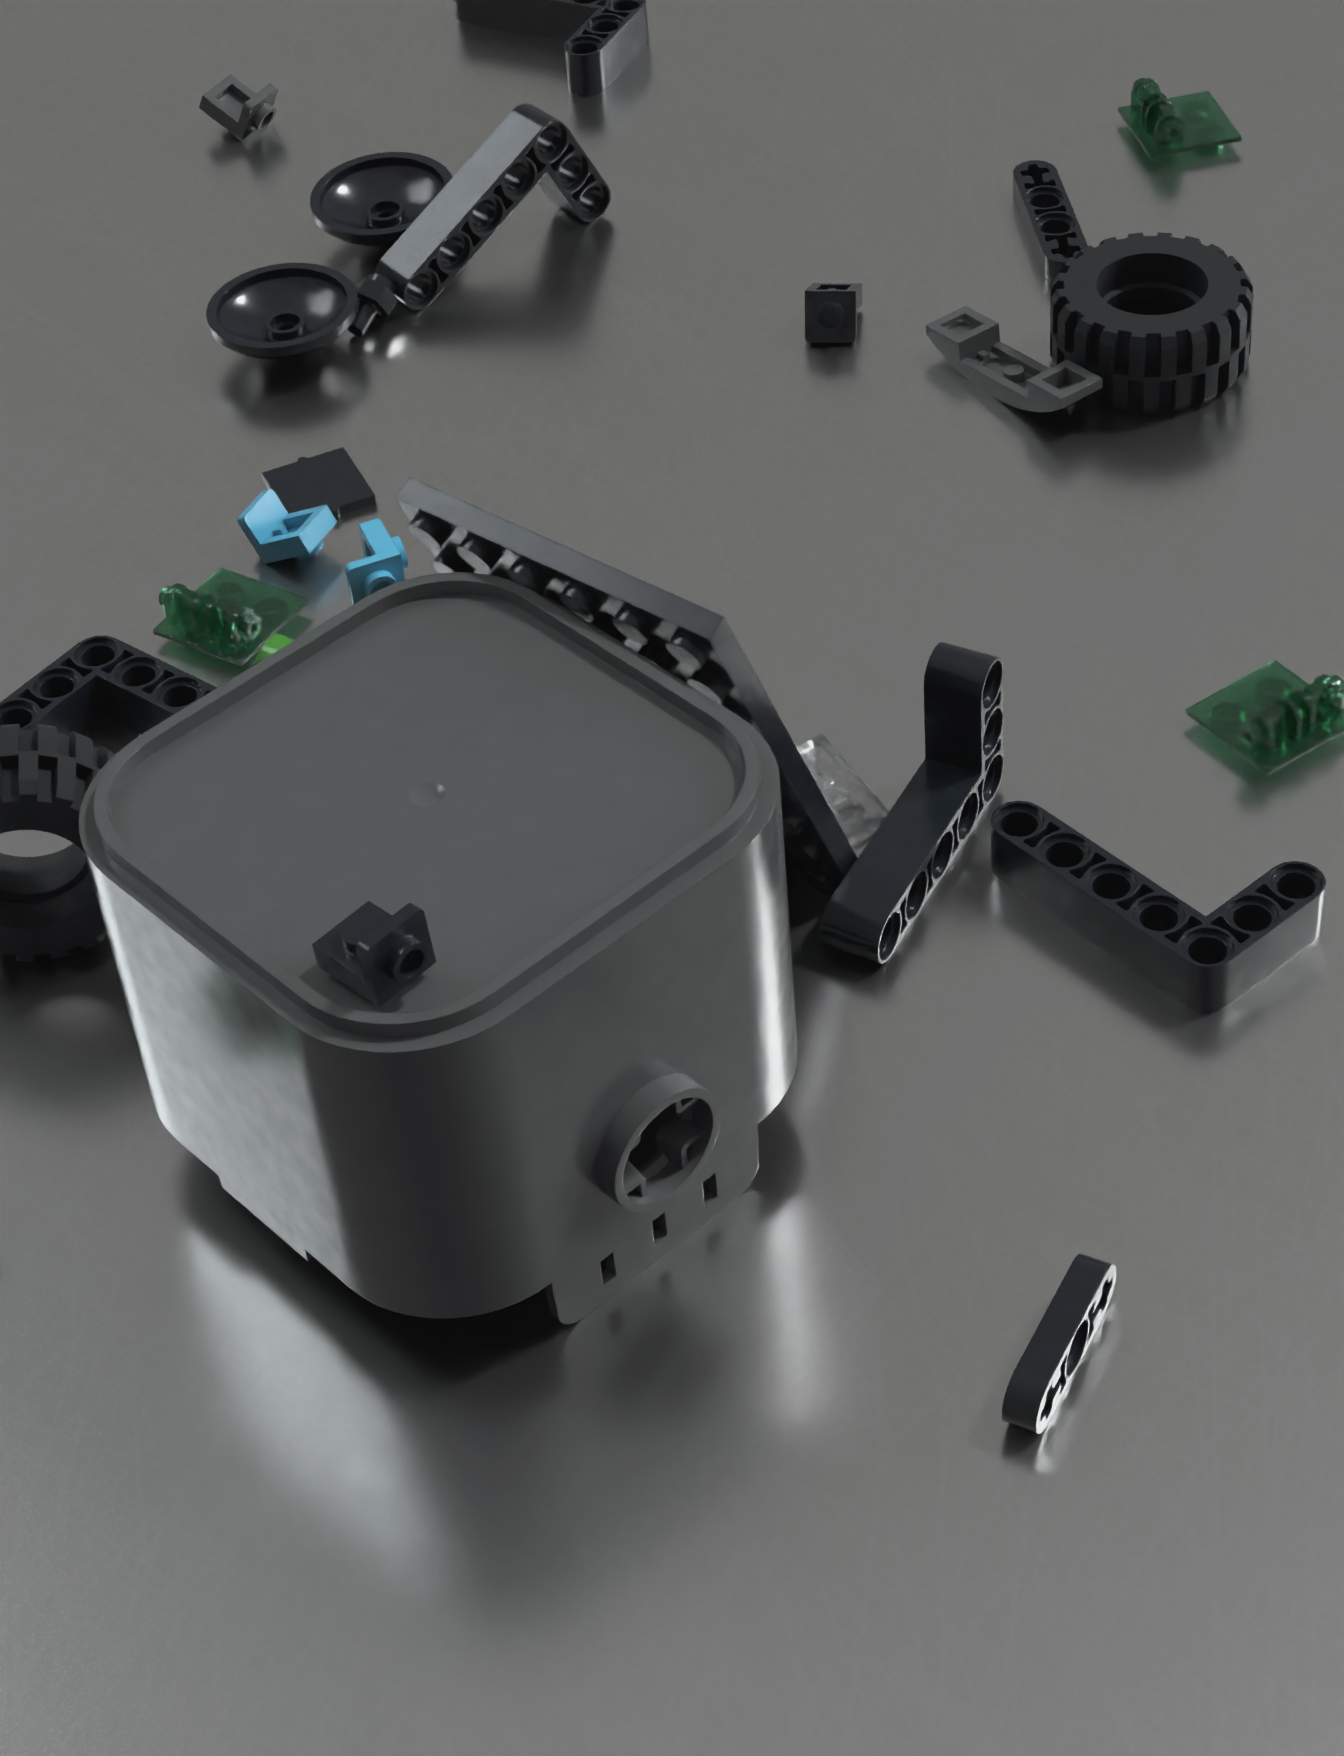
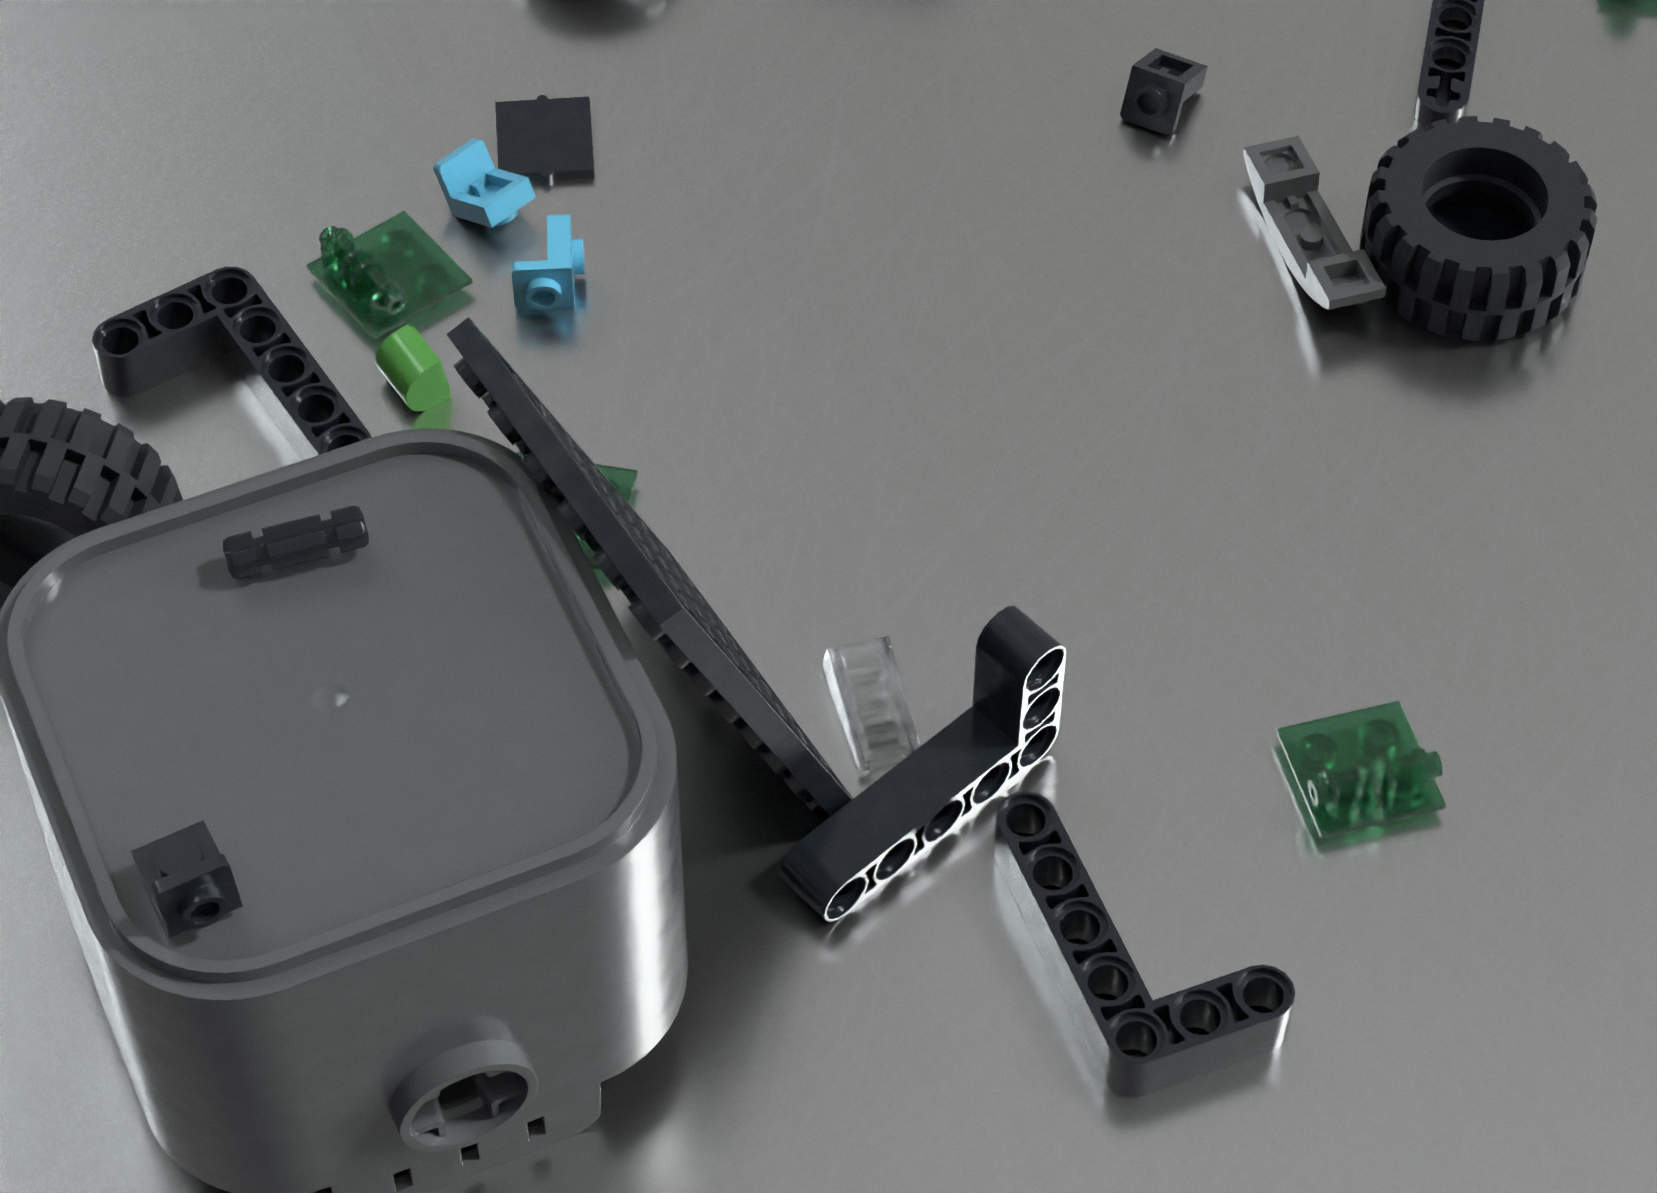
camera: 15 degrees right, 10 degrees up
(336, 684) = (295, 542): none -> black axle

